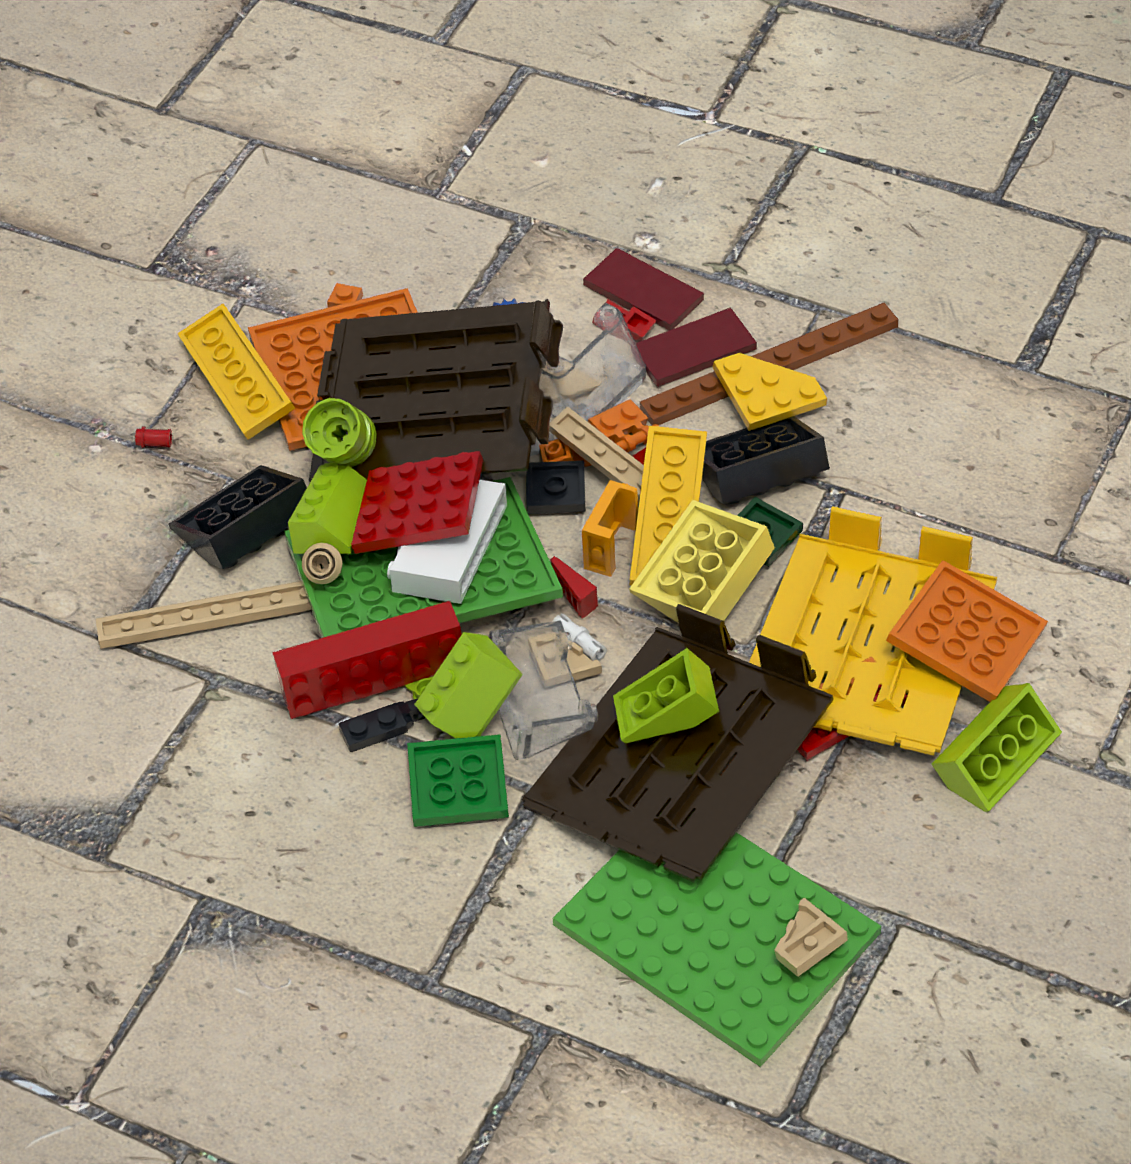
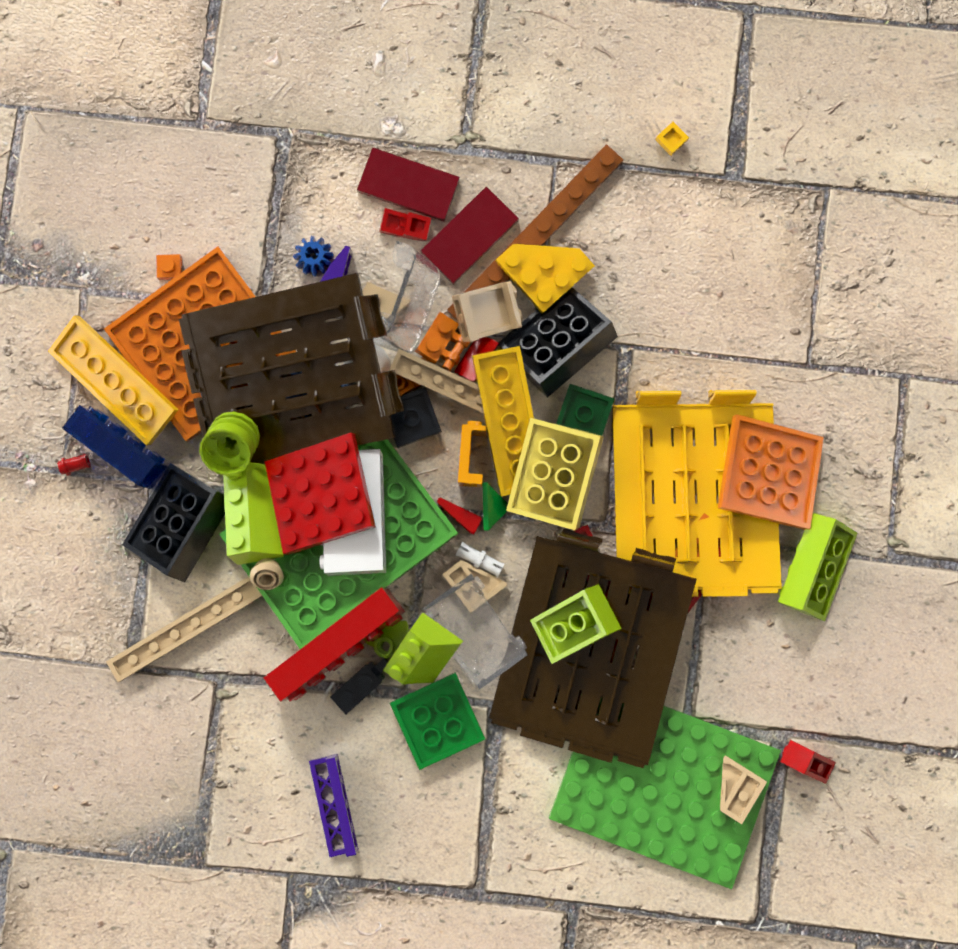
camera: 20 degrees left, 35 degrees up
(210, 423) = (115, 447): none -> clear blue brick
(298, 837) = (341, 806): none -> dark purple fence
(613, 591) = (493, 506): none -> green slope
(684, 404) = (487, 311): none -> tan panel
(913, 945) = (807, 761): none -> red slope
(962, 314) = (672, 138): none -> yellow plate

